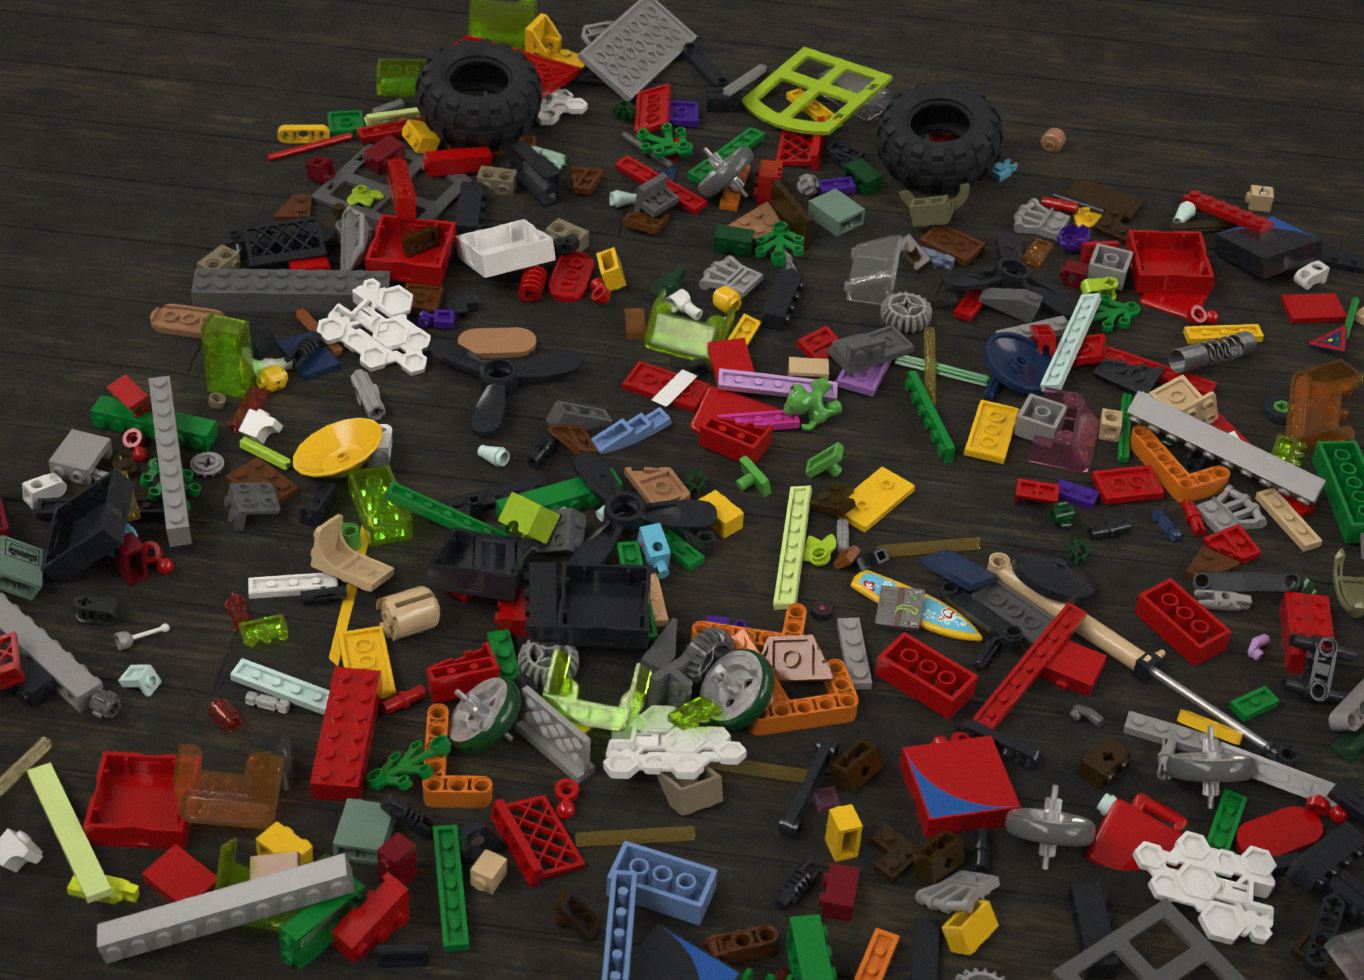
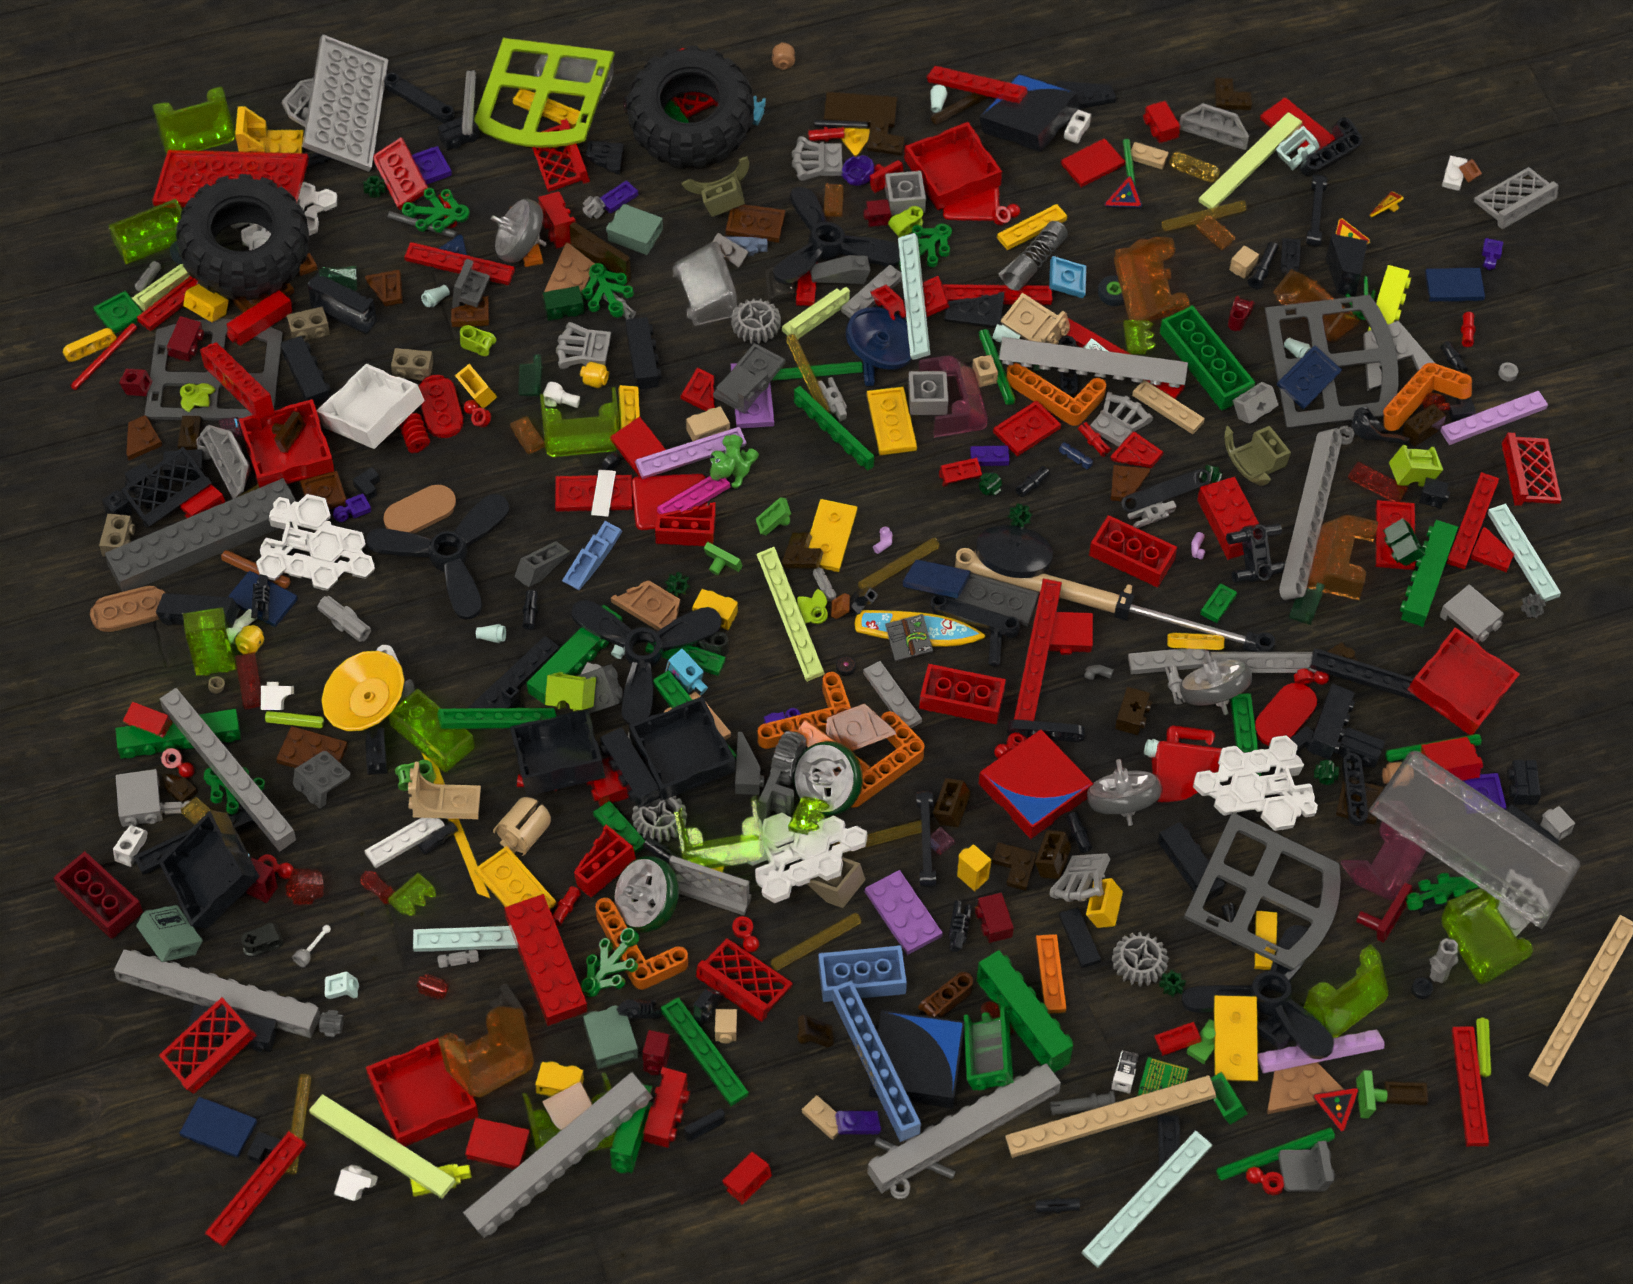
camera: 25 degrees left, 15 degrees up
(169, 582) = (304, 886): none -> clear red hair
(199, 463) = (257, 747): light grey gear -> none
(566, 249) = (414, 374): black beam -> none
(573, 437) = (552, 586): reddish brown wing -> none
(636, 240) = (478, 340): none -> lime piece
(745, 849) = (903, 912): none -> medium lavender plate
(748, 138) = (499, 200): green plate -> none
(865, 177) = (635, 171): dark green piece -> none
(927, 523) = (885, 540): none -> lavender arm
(944, 395) = (834, 399): none -> light grey hinge
(970, 327) = (817, 313): none -> yellowish green fence
(1238, 382) = (1067, 277): none -> dark azure tile
(1260, 198) = (995, 51): tan brick -> none
(1298, 905) = (1326, 772): none -> dark green gear

